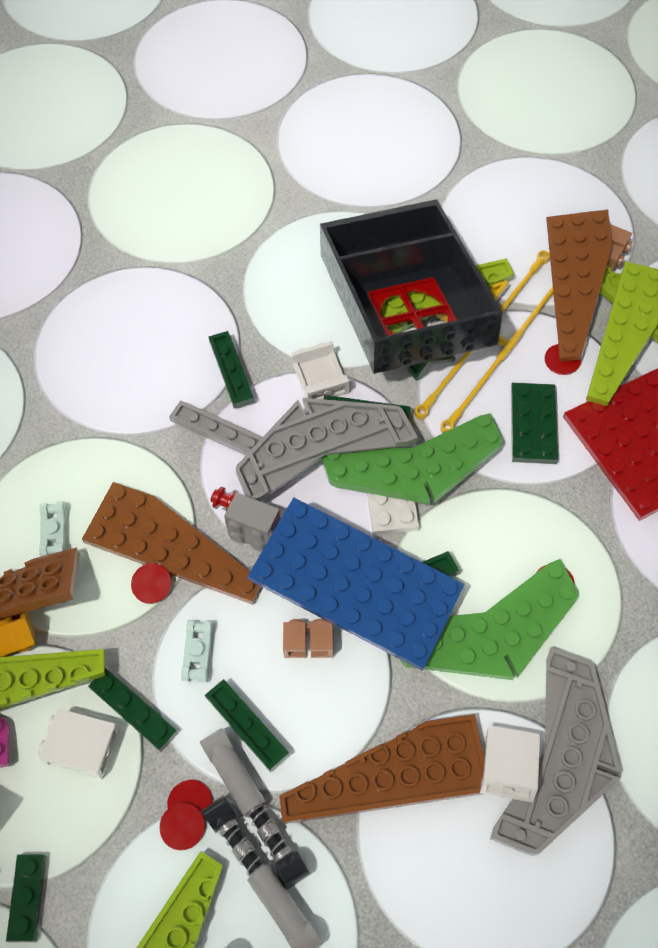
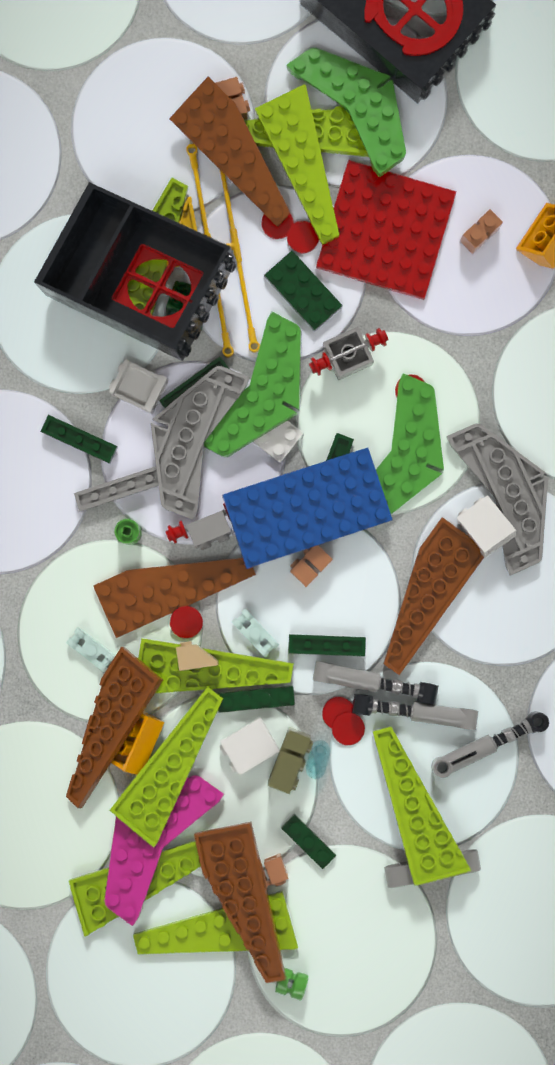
camera: 45 degrees left, 25 degrees up
(88, 795) = (290, 761): none -> olive piece
(110, 623) = (232, 671): none -> lime wing
(121, 611) = (193, 657): none -> tan slope
(122, 822) = (318, 759): none -> clear light blue plate
(187, 465) = (128, 531): none -> bright green wheel
(525, 495) = (348, 353): none -> light grey brick
(573, 385) = (302, 237): none -> red piece

